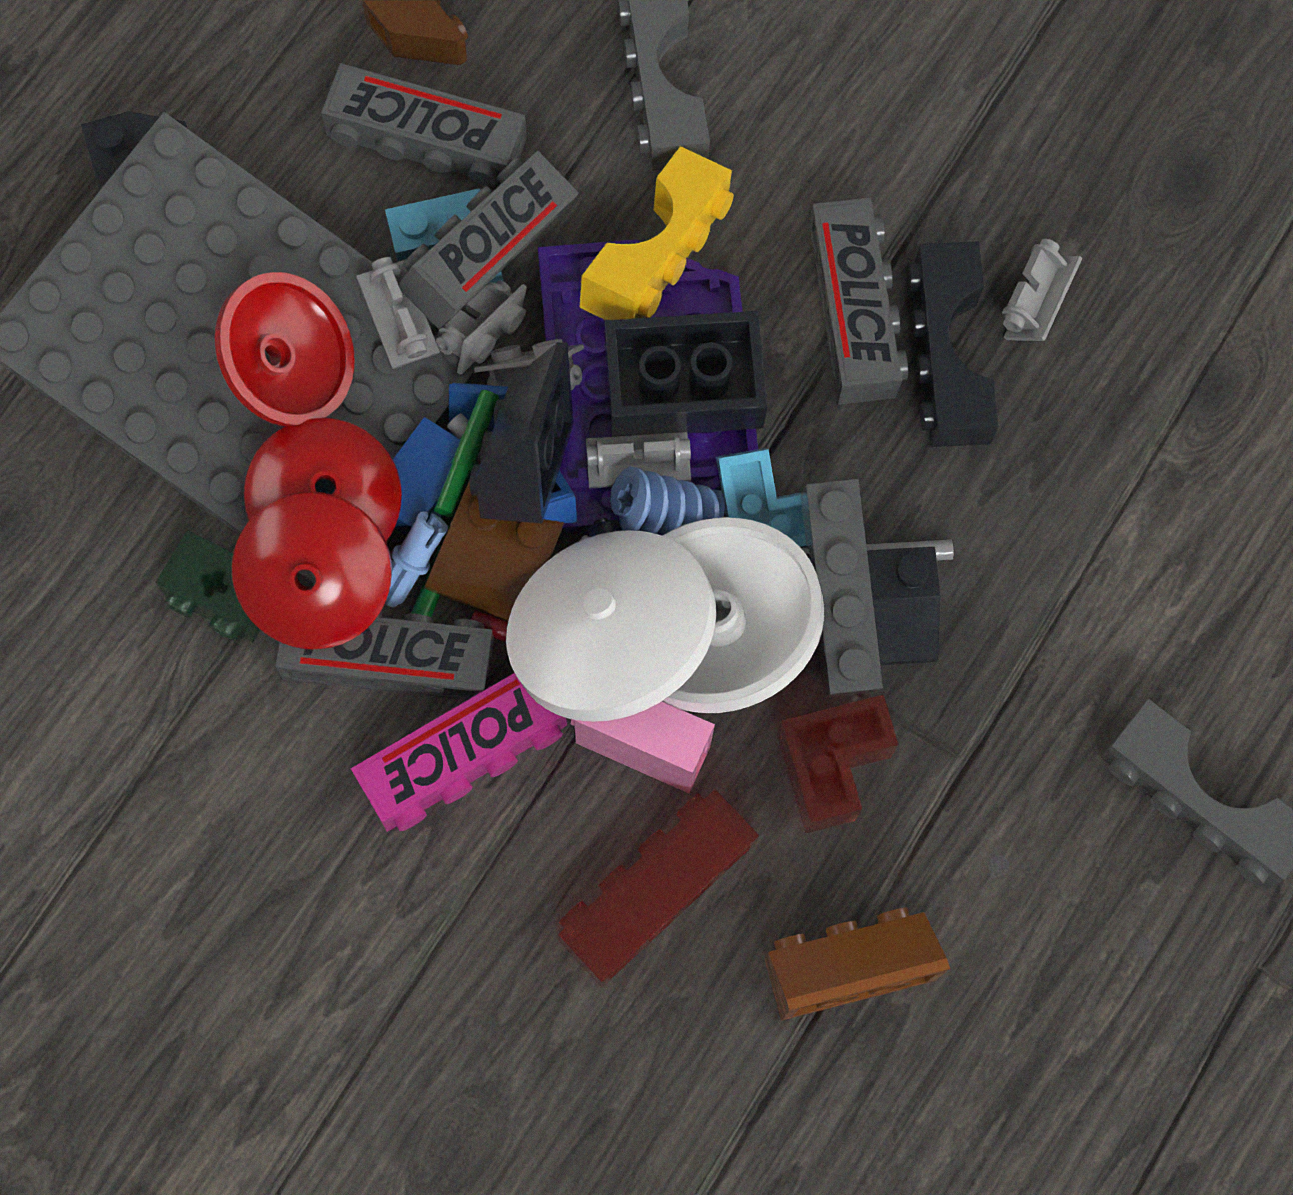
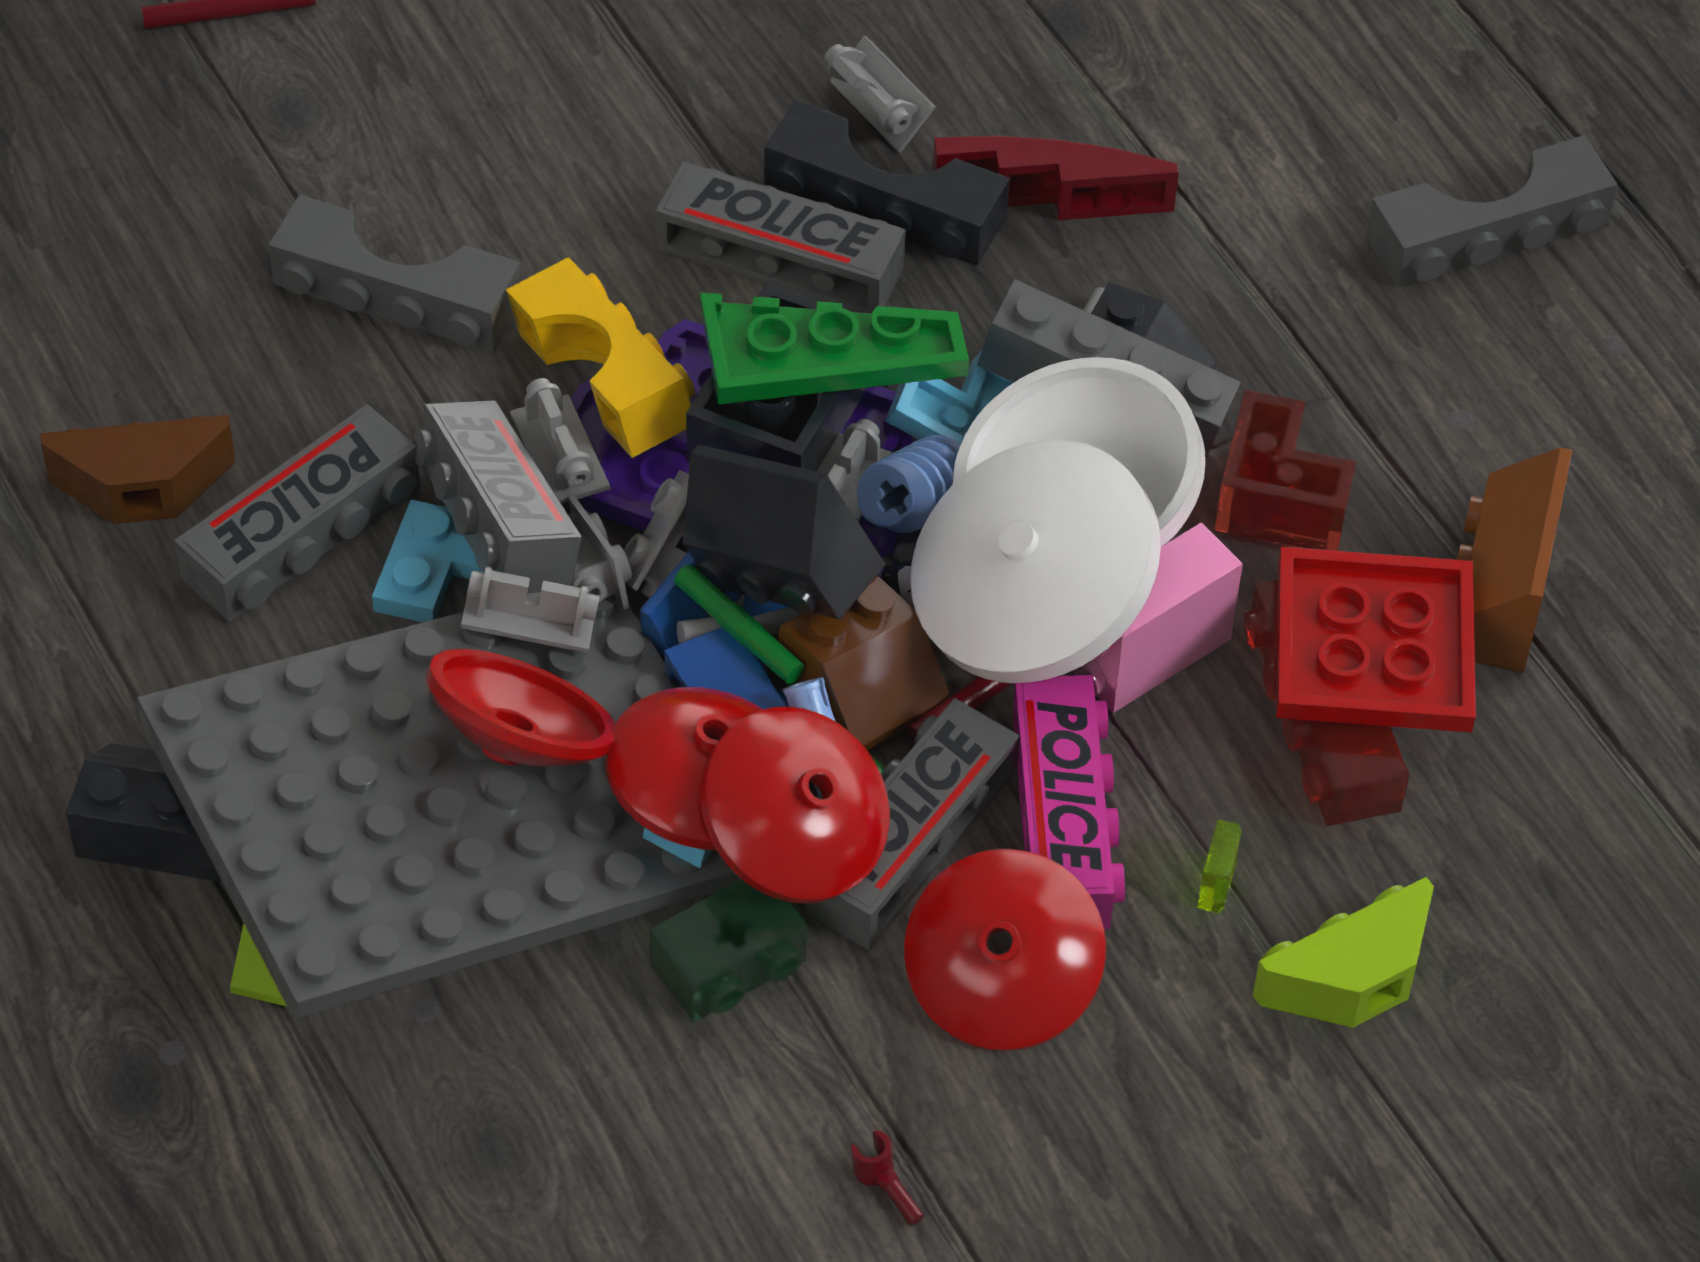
camera: 60 degrees left, 20 degrees down
(99, 783) = (880, 1172): none -> dark red hand
(326, 775) = (1032, 988): none -> red dish
(434, 1019) = (1352, 962): none -> lime slope
(463, 883) = (1220, 866): none -> clear neon green tile
(563, 256) = (558, 442): none -> light grey hinge
(697, 367) = (791, 351): none -> green wing
(699, 901) = (1375, 639): none -> red plate
(1044, 472) = (1073, 175): none -> dark red slope

